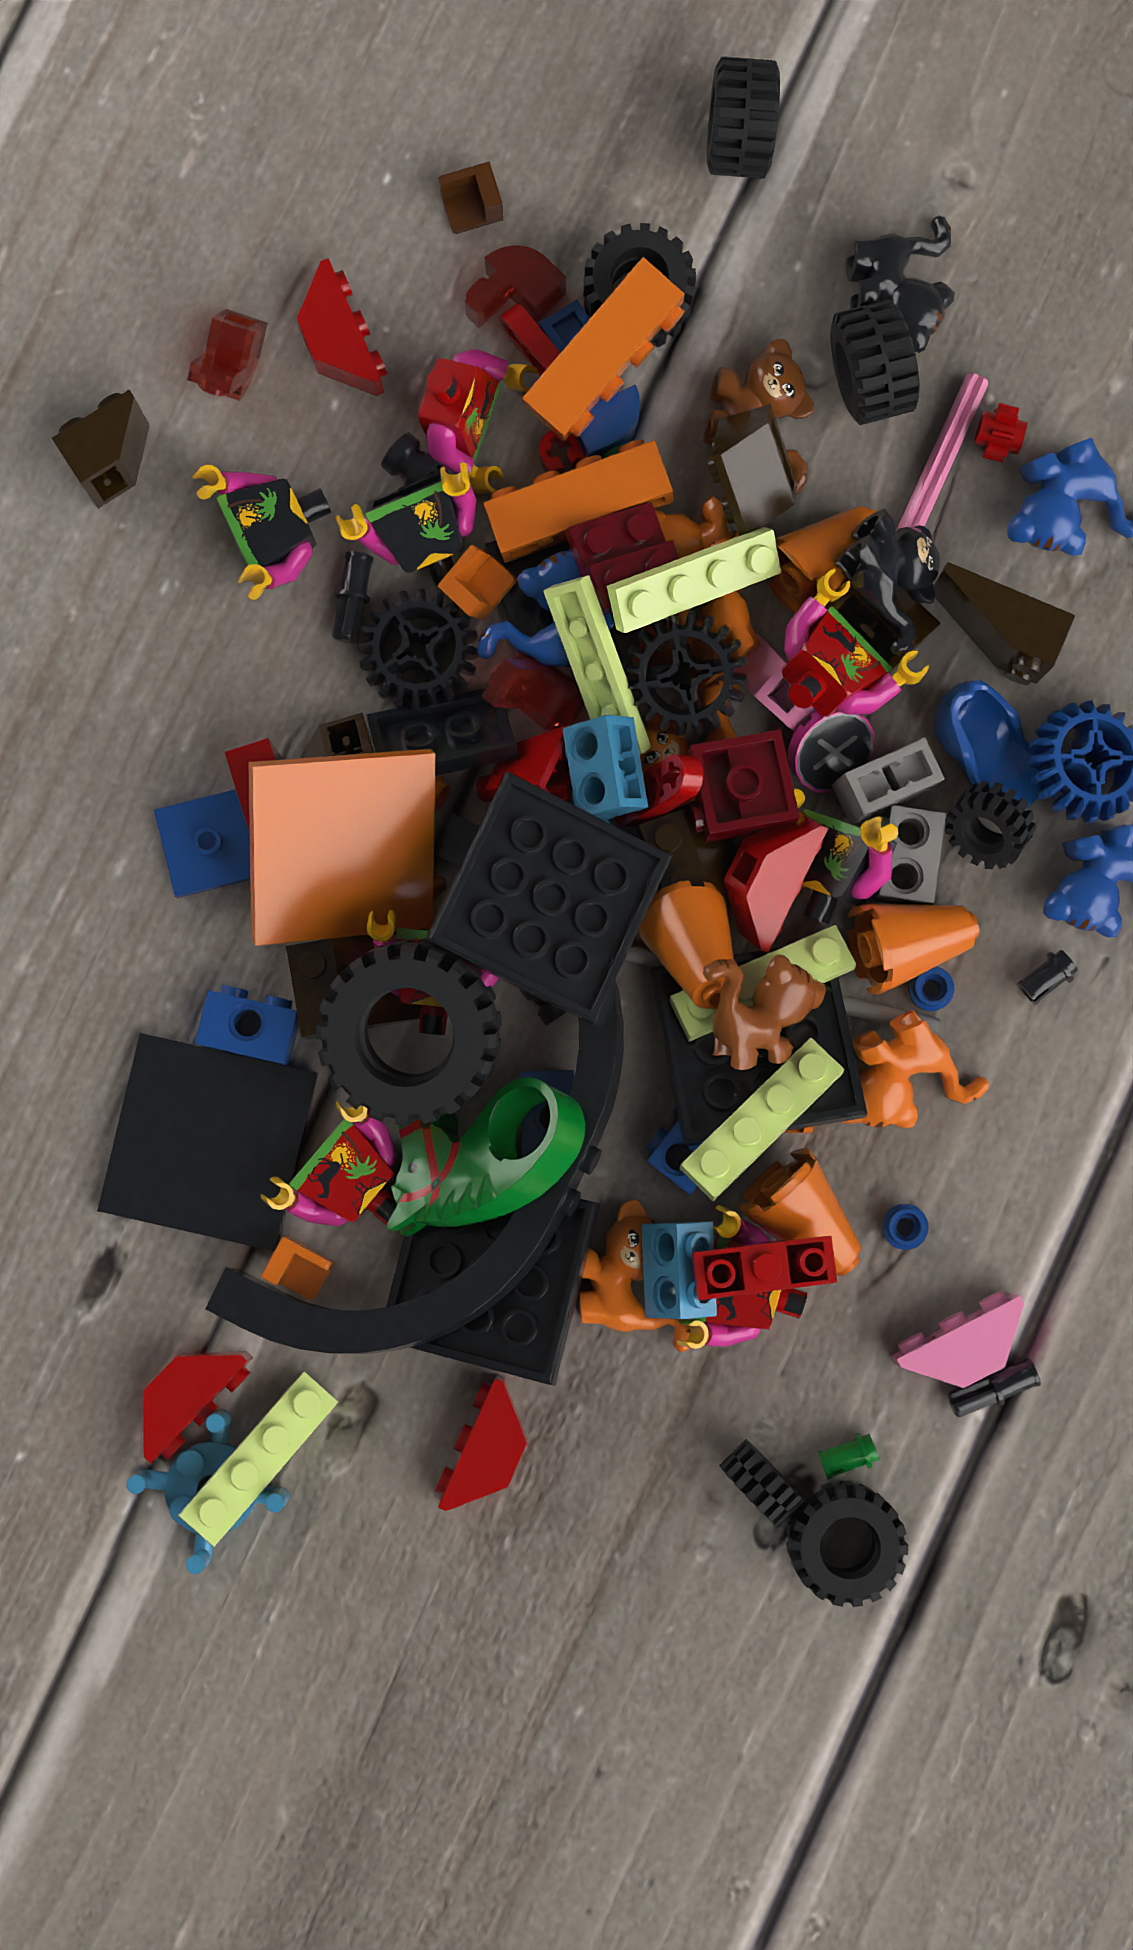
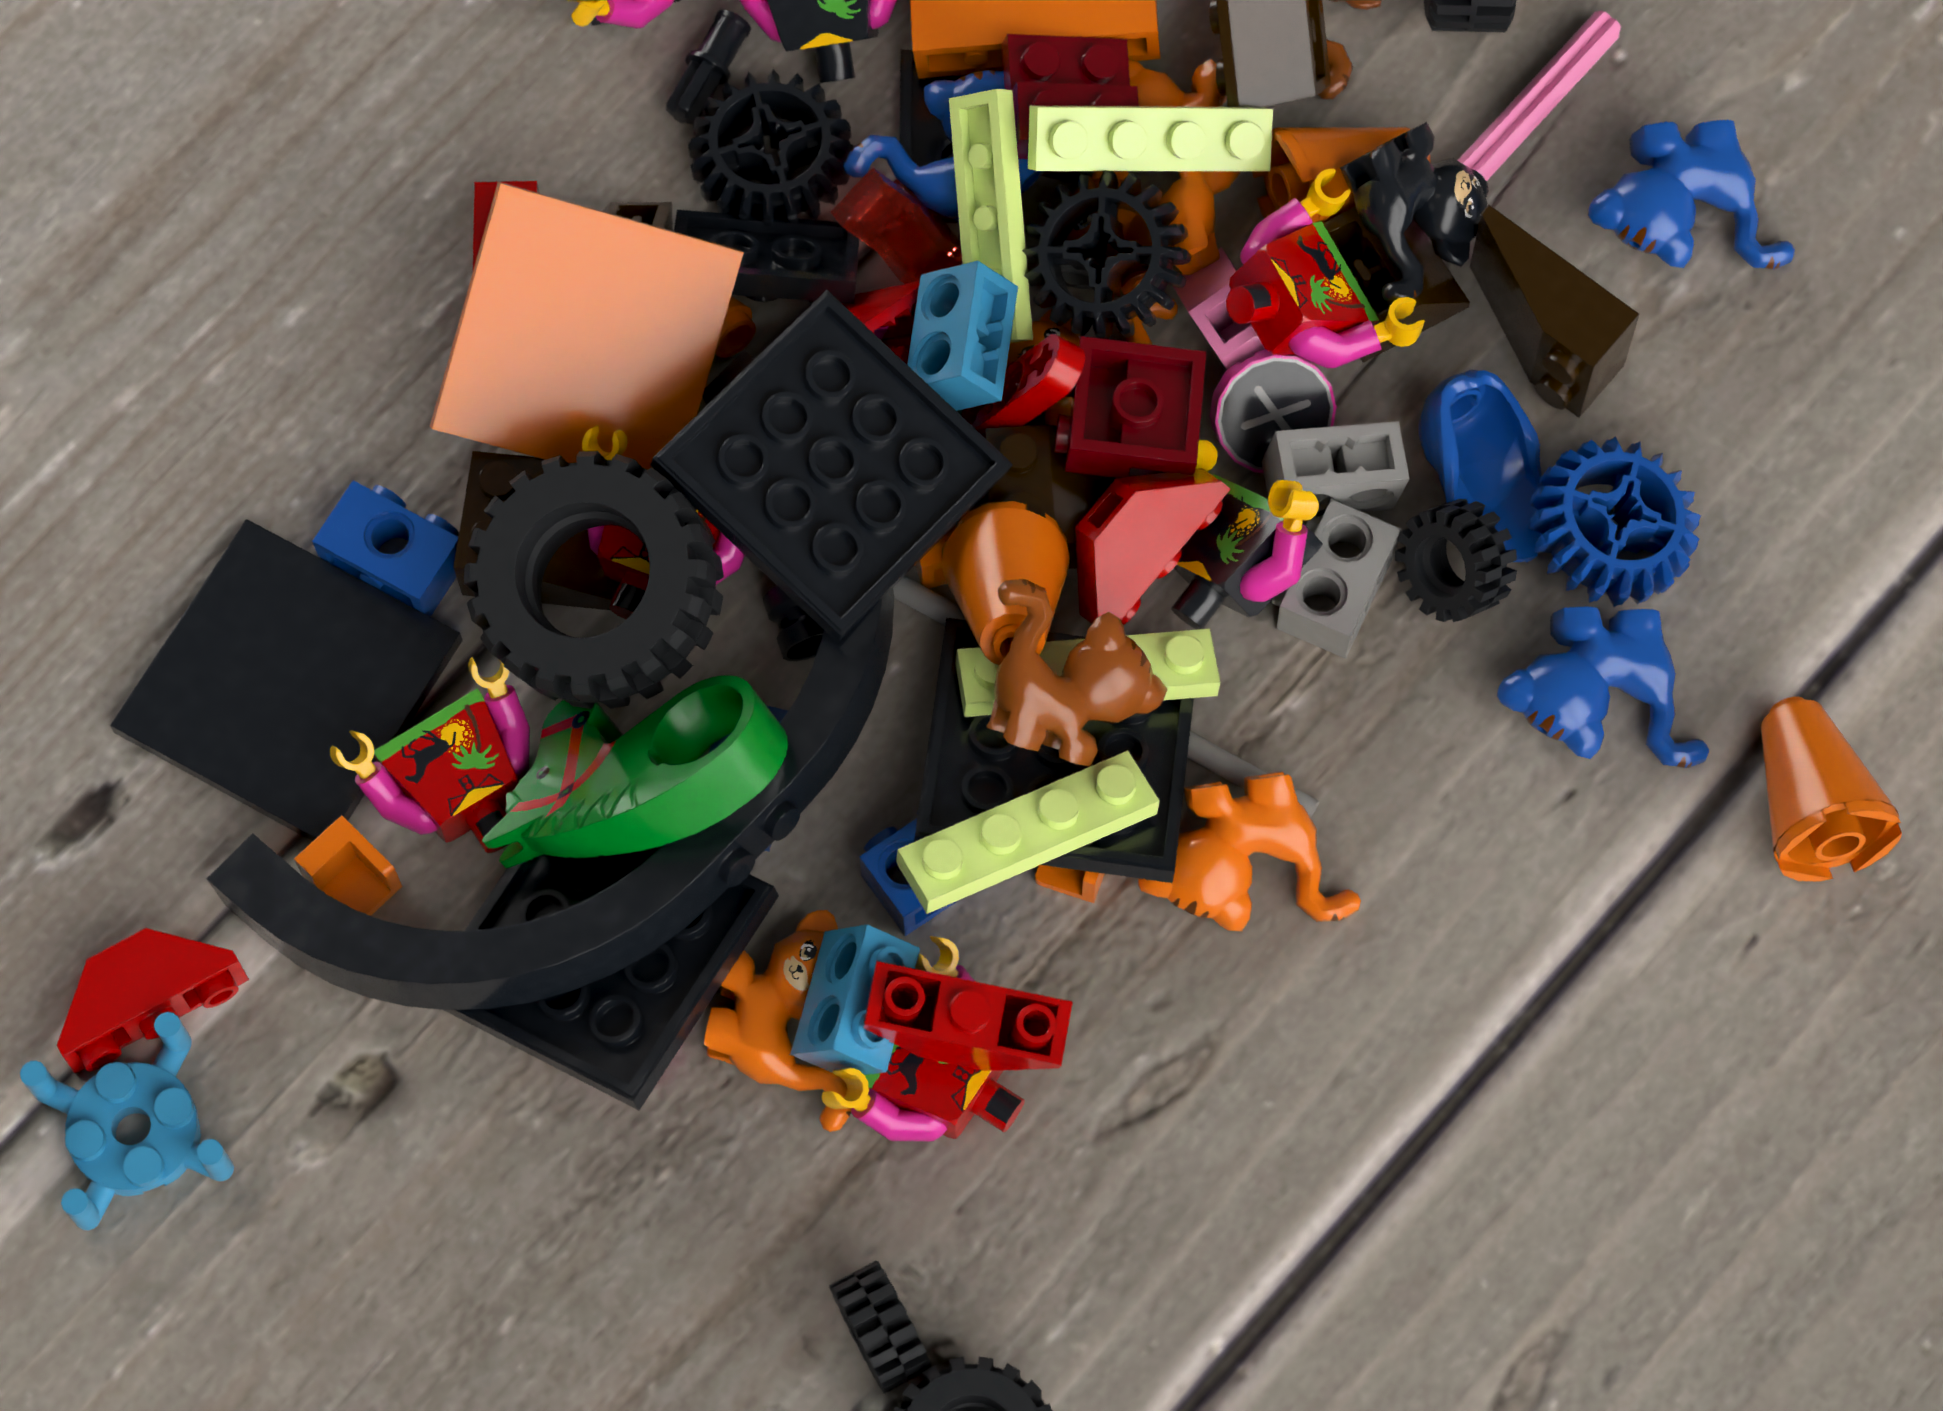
camera: 20 degrees right, 15 degrees down
(205, 843) = (409, 312): blue plate -> none
(258, 1459) = (207, 1098): yellowish green plate -> none
(477, 582) = (873, 86): orange panel -> none
(487, 1449) = (519, 1181): red slope -> none
(801, 1204) = (1059, 961): orange cone -> none
(848, 1456) = (1015, 1338): green pin -> none
(906, 940) = (1302, 678): orange cone -> none
(919, 1226) = (1188, 1038): blue plate -> none
(945, 989) = (1318, 740): blue plate -> none
(966, 1345) = (1221, 1234): bright pink slope -> none
(994, 1388) = (1245, 1307): black axle -> none
(1000, 432) = (1617, 90): red gear -> none
(1048, 976) = (1482, 785): black pin -> none

